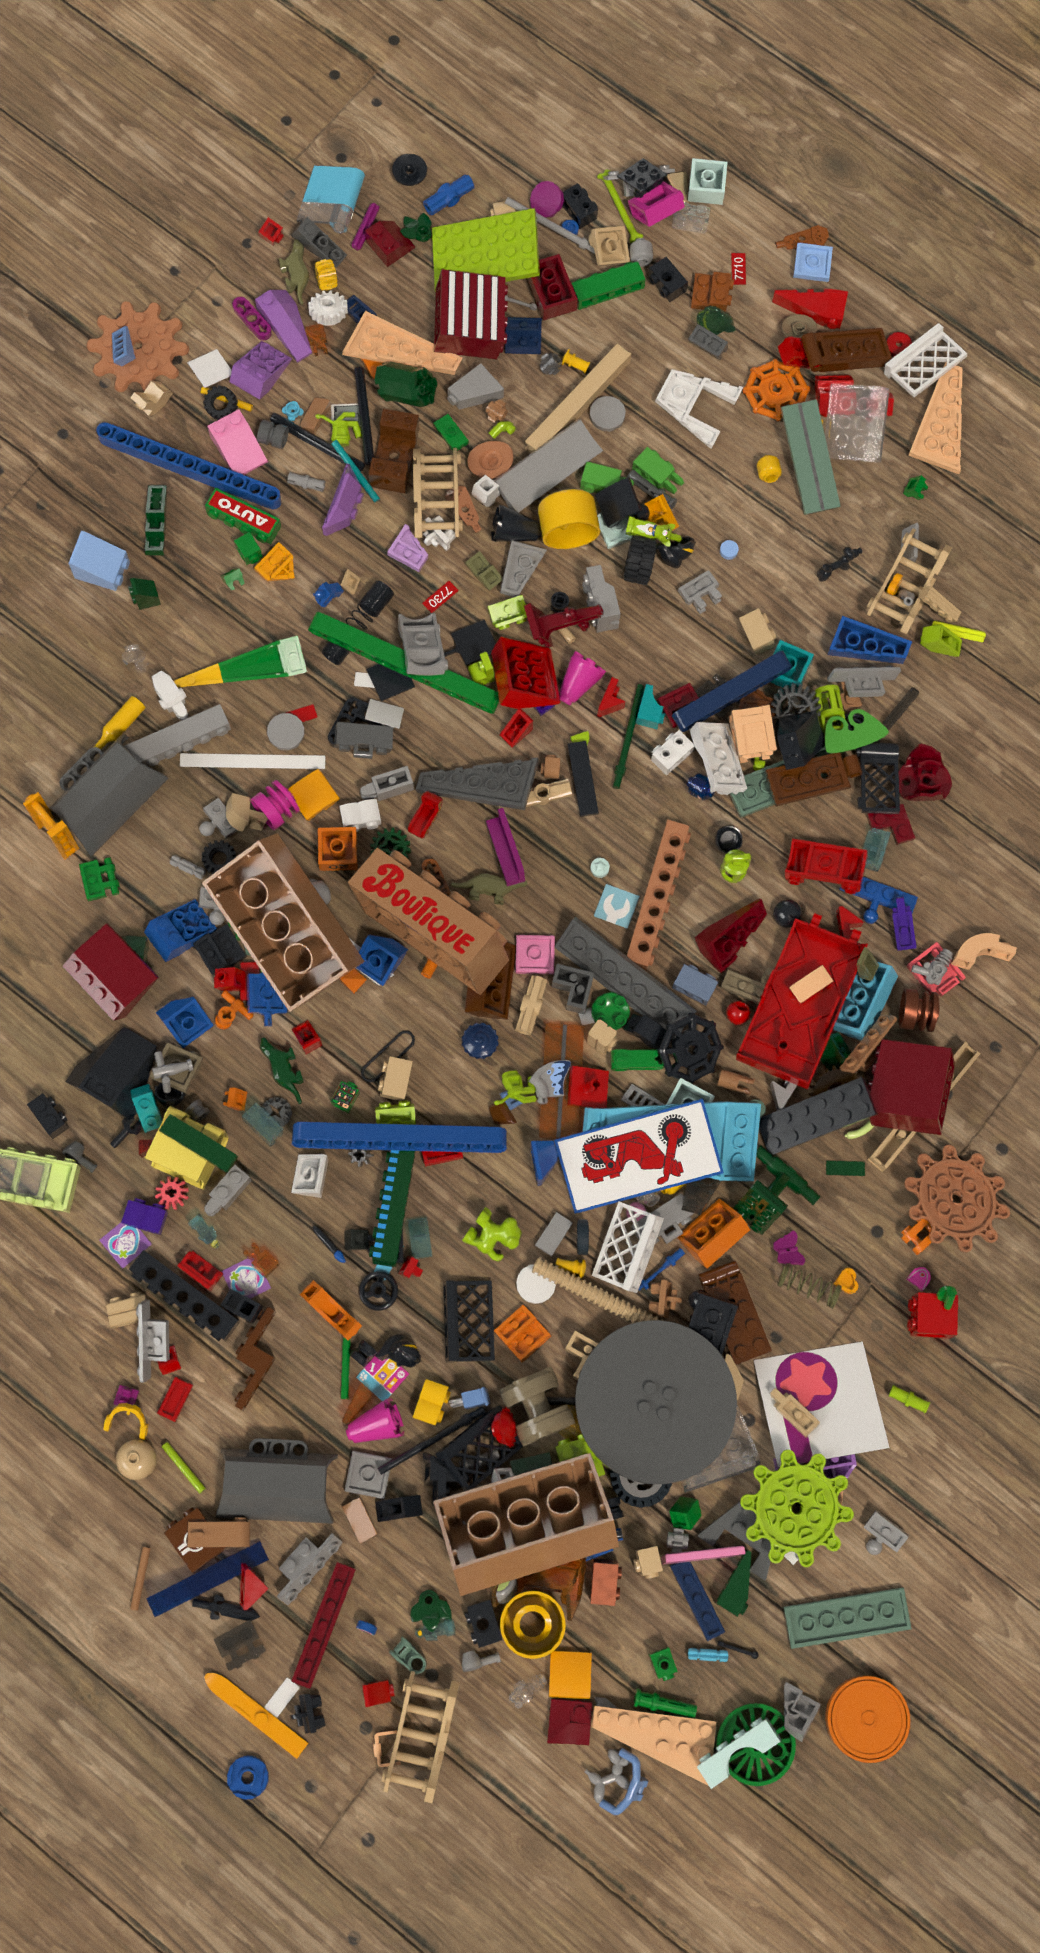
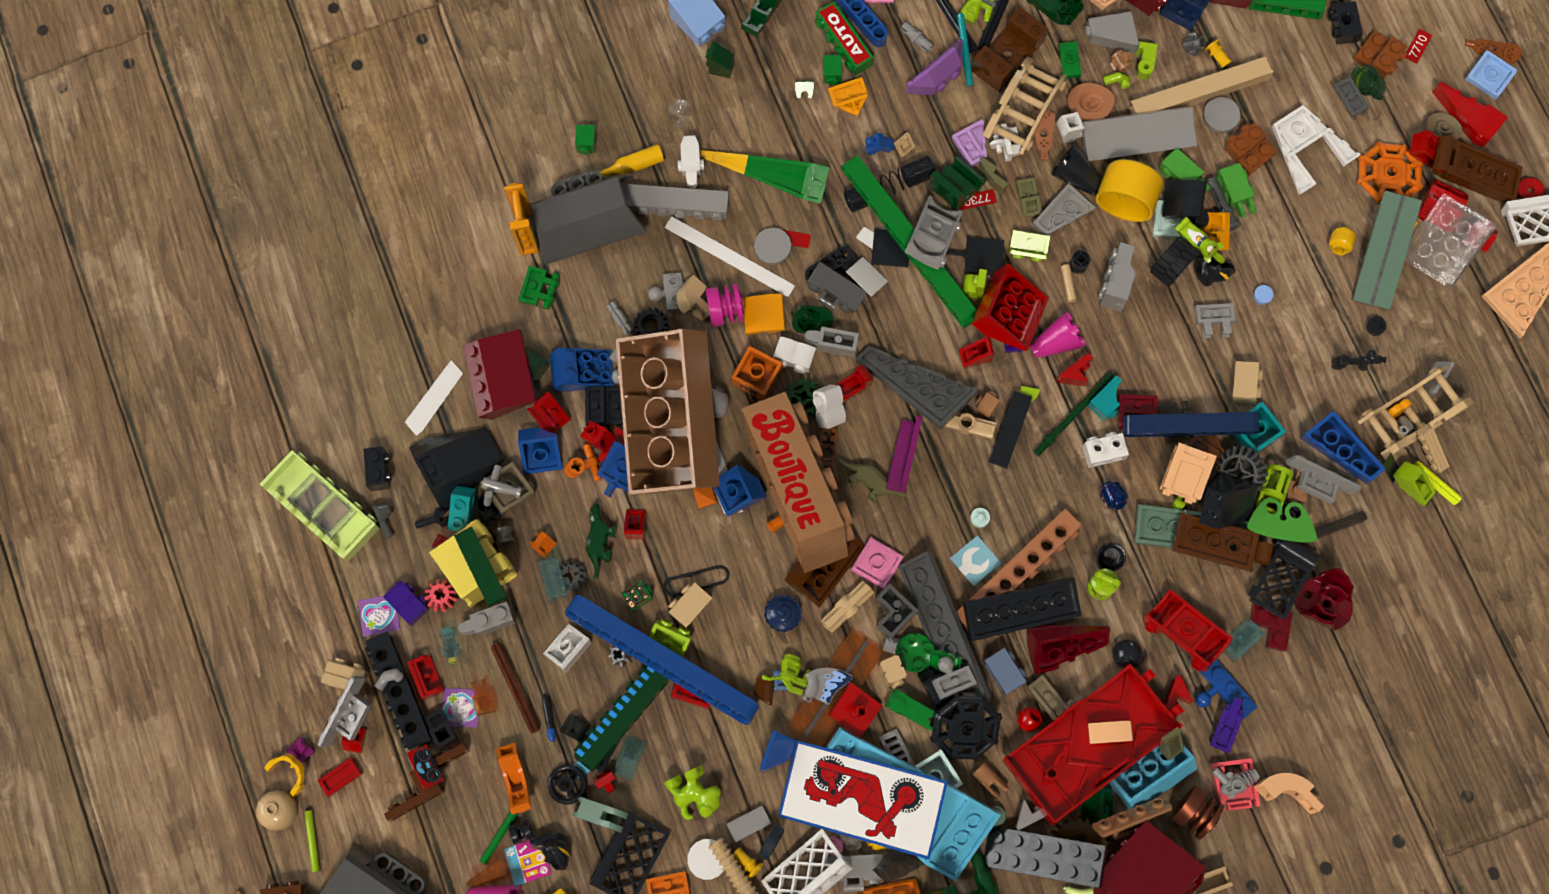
camera: 35 degrees right, 0 degrees up
(61, 1027) = (433, 398): none -> white sticker
(63, 726) = (585, 139): none -> green brick
(167, 1288) = (389, 675): none -> light grey arm
(174, 983) = (548, 413): none -> red plate
(248, 1344) = (425, 767): none -> slope
(284, 1235) = (515, 688): none -> copper axle
(357, 775) = (811, 318): none -> dark green piece
(415, 591) = (957, 183): none -> dark green piece
(417, 842) = (829, 406): none -> white brick
(423, 1298) = (600, 814): none -> sand green piece
(437, 567) = (989, 171): none -> olive slope
(517, 397) = (1147, 59): none -> lime leg
(544, 625) = (1052, 273): dark red piece -> none
(636, 1004) = (936, 655): none -> green plate
(648, 429) = (1250, 148): none -> dark orange plate
(658, 1015) = (953, 680): none -> light grey plate
(679, 923) = (1021, 609): none -> black plate
(719, 757) = (1144, 478): white piece -> none
(836, 526) = (1376, 326): none -> black tile
(915, 487) = (1471, 328): green tile -> none
(915, 637) = (1391, 467): none -> sticker

